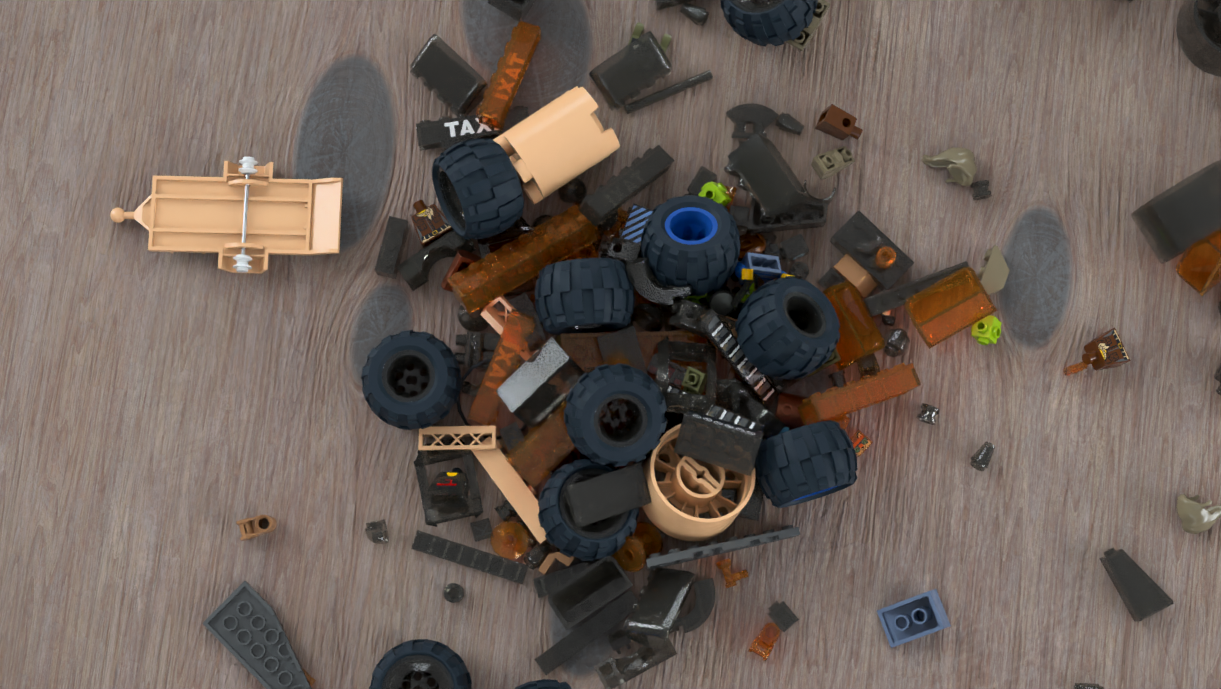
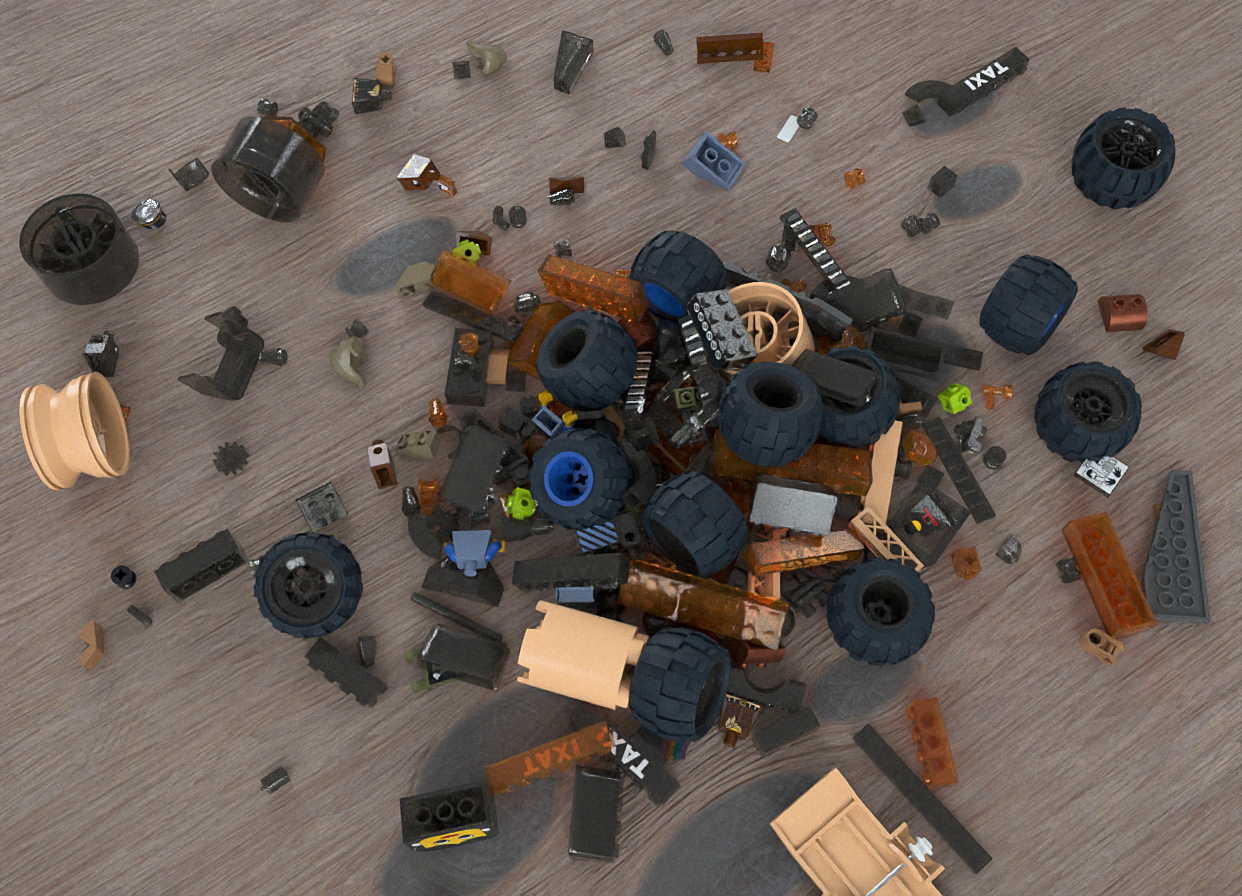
camera: 130 degrees left, 15 degrees down
(272, 326) = (930, 709): none -> clear orange brick
(274, 302) = (922, 799): none -> clear smoke plate
(295, 581) = (1108, 576): none -> clear orange brick
(325, 558) = (1068, 570): none -> clear smoke wheel
(366, 655) = (1102, 474): none -> tile
(403, 491) = (969, 555): none -> clear orange brick
(489, 590) = (967, 434): none -> clear smoke hips
(507, 646) = (1006, 393): none -> clear orange piece
(525, 609) = (955, 398): none -> lime brick
(604, 171) = (575, 597): none -> sand blue piece
(692, 118) = (450, 580): none -> clear smoke wedge
(705, 134) = (473, 549): none -> sand blue torso
(744, 616) = (814, 249): none -> tile
(770, 585) = (778, 258): none -> clear smoke head
(784, 141) = (428, 494): none -> clear orange piece
(840, 59) = (321, 506): none -> clear smoke tile
(851, 198) = (437, 414): none -> clear orange cone
(927, 650) = (729, 140): none -> clear orange wheel
(936, 12) = (237, 455): none -> clear smoke gear
(978, 578) = (649, 150): none -> clear smoke slope
(996, 401) = (517, 212): none -> clear smoke wheel
(996, 473) = (561, 183): none -> reddish brown slope
(999, 352) = (483, 240): none -> reddish brown slope
(1005, 386) = (497, 218): none -> clear smoke arm
(1007, 111) = (274, 356): none -> clear smoke cone
(1013, 556) = (614, 138): none -> clear smoke slope
(1022, 75) = (237, 363): none -> clear smoke windscreen
(1070, 104) = (235, 313): none -> clear smoke wheel
(1204, 480) = (461, 70): none -> clear smoke slope

